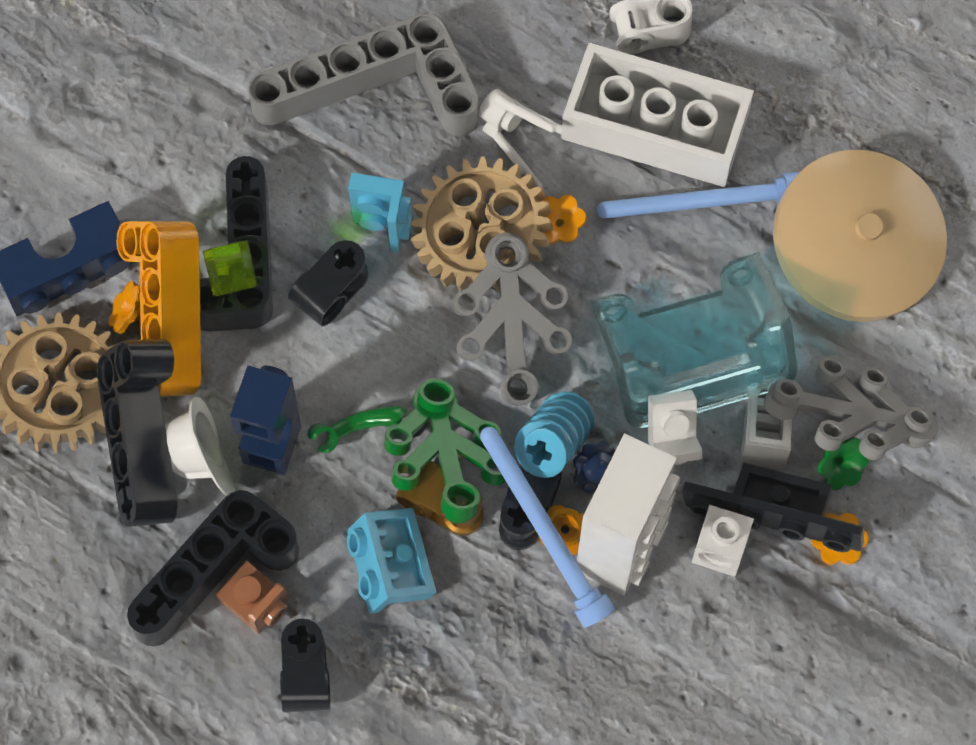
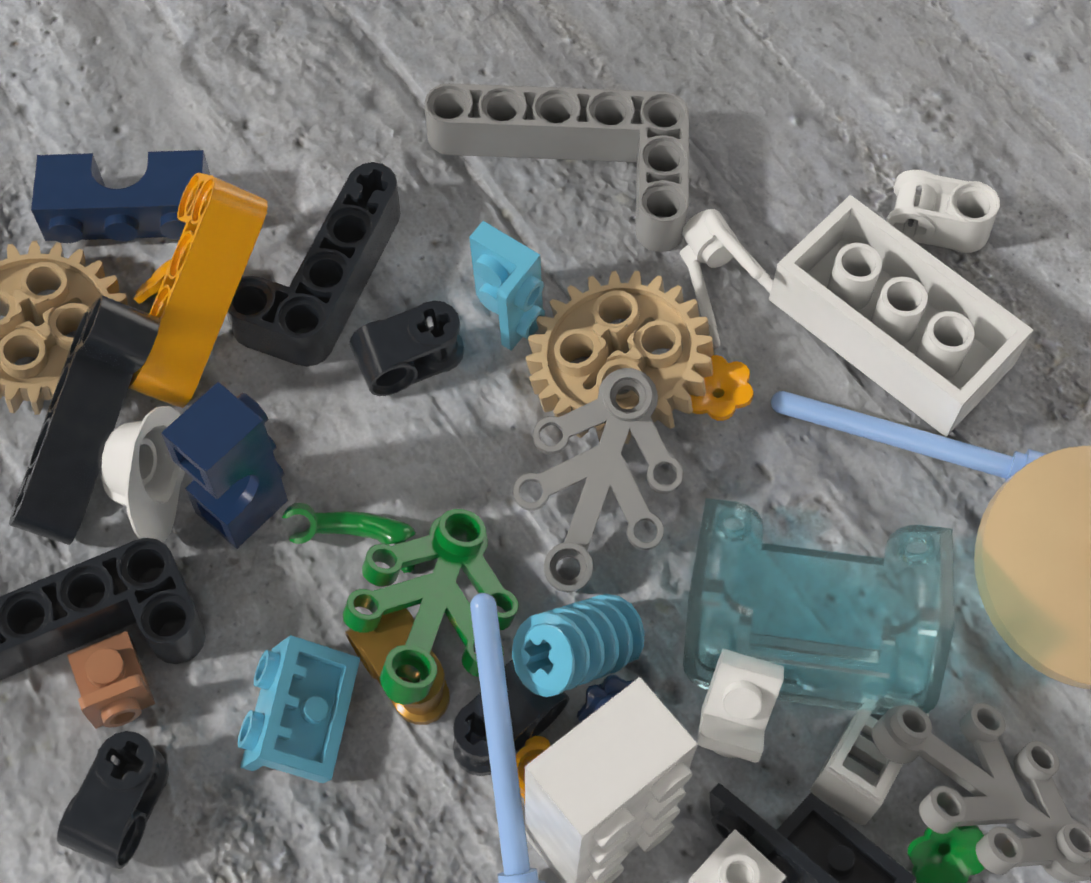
camera: 25 degrees right, 5 degrees down
(230, 268) = (282, 268): clear neon green slope -> none

